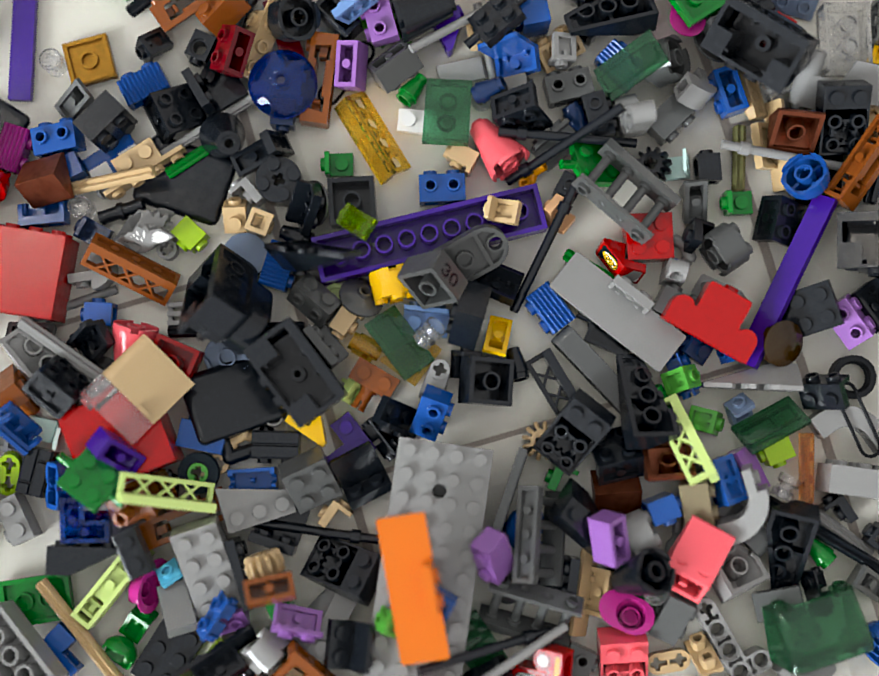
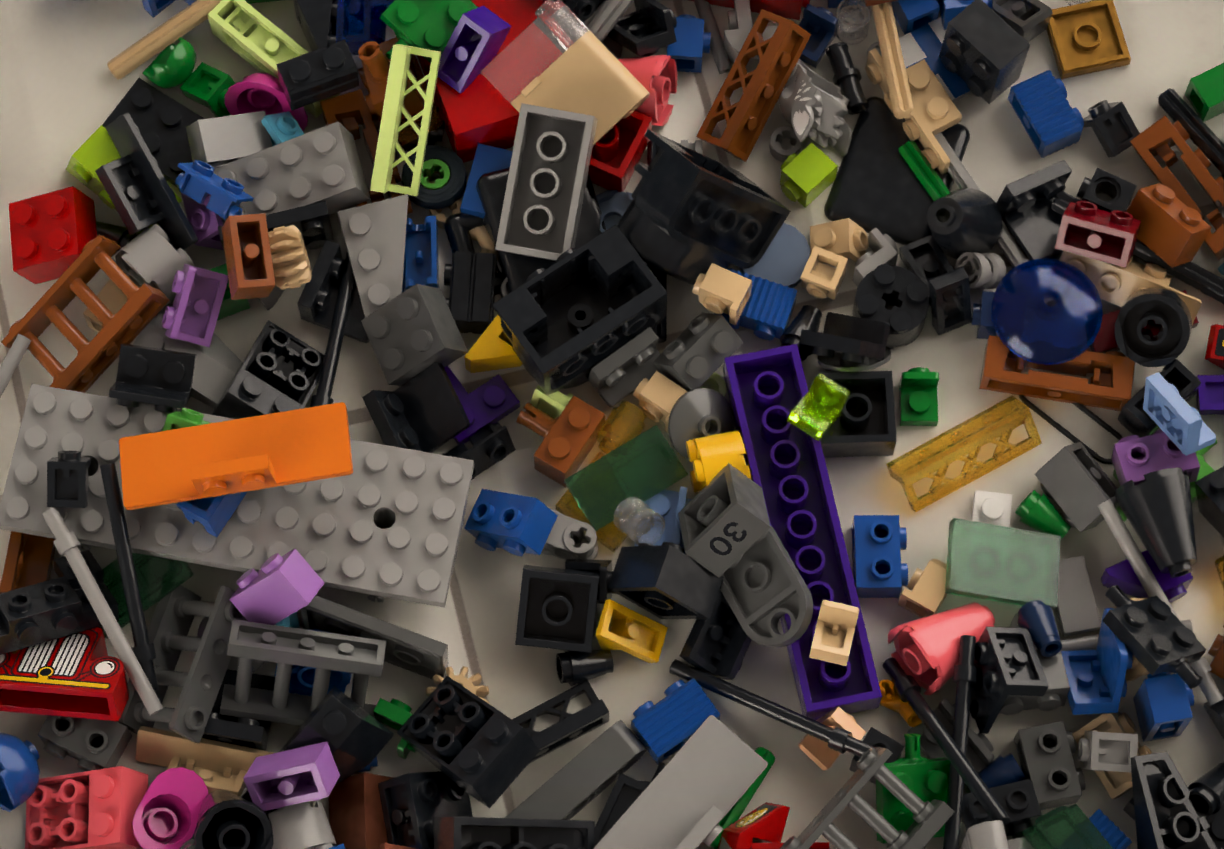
camera: 90 degrees right, 15 degrees down
(173, 111) = (1003, 152): black bracket -> none
(210, 398) = (546, 182): none -> light grey brick
(253, 125) = (983, 269): none -> light grey wheel
(277, 284) = (723, 292): none -> tan brick
(308, 255) = (768, 329): black wedge -> none
(328, 512) = (362, 369): tan bracket -> none
(351, 65) = (1079, 417): medium lavender brick -> none
(394, 417) = (506, 463): black bracket -> none

